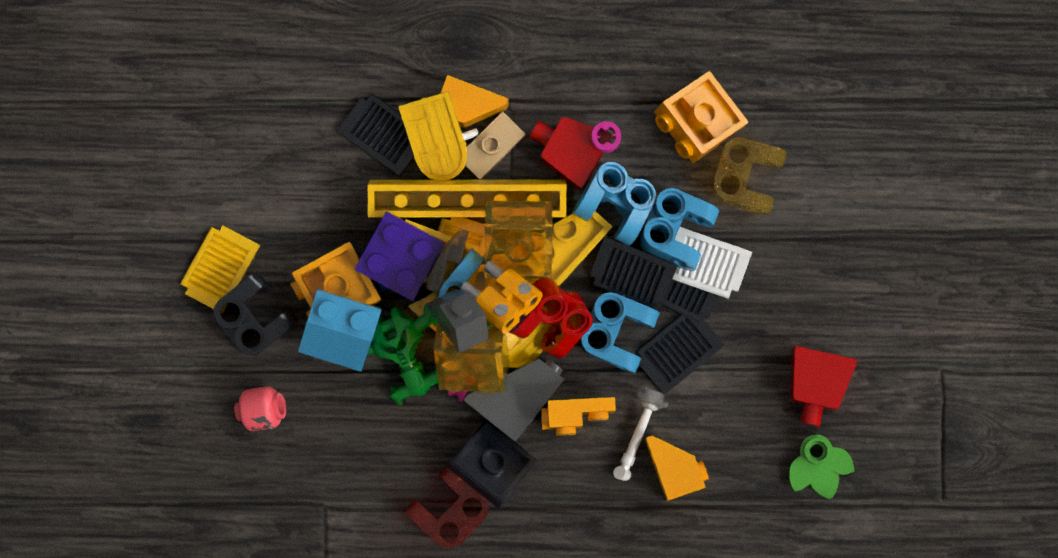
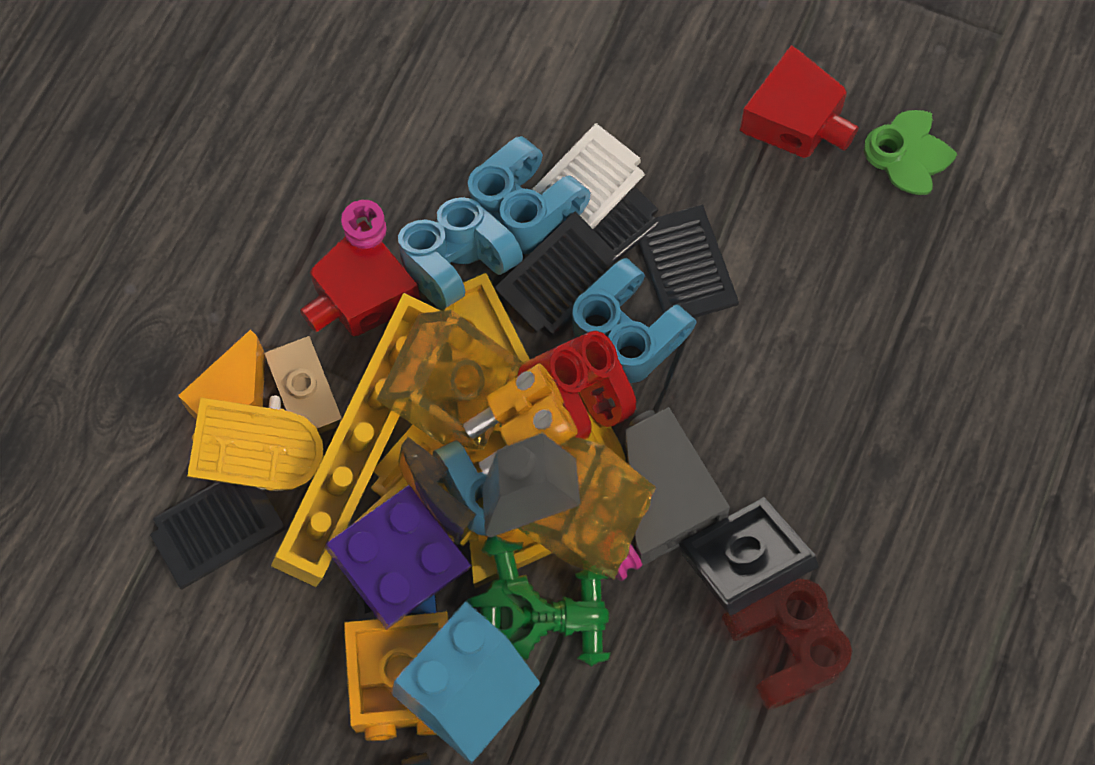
camera: 65 degrees left, 15 degrees down
(566, 415) = (723, 418): light orange plate -> none
(651, 401) = (742, 316): white piece -> none
(676, 469) = (846, 322): light orange slope -> none
(699, 117) = (394, 117): light orange plate -> none
(739, 173) = (470, 72): clear yellow piece -> none

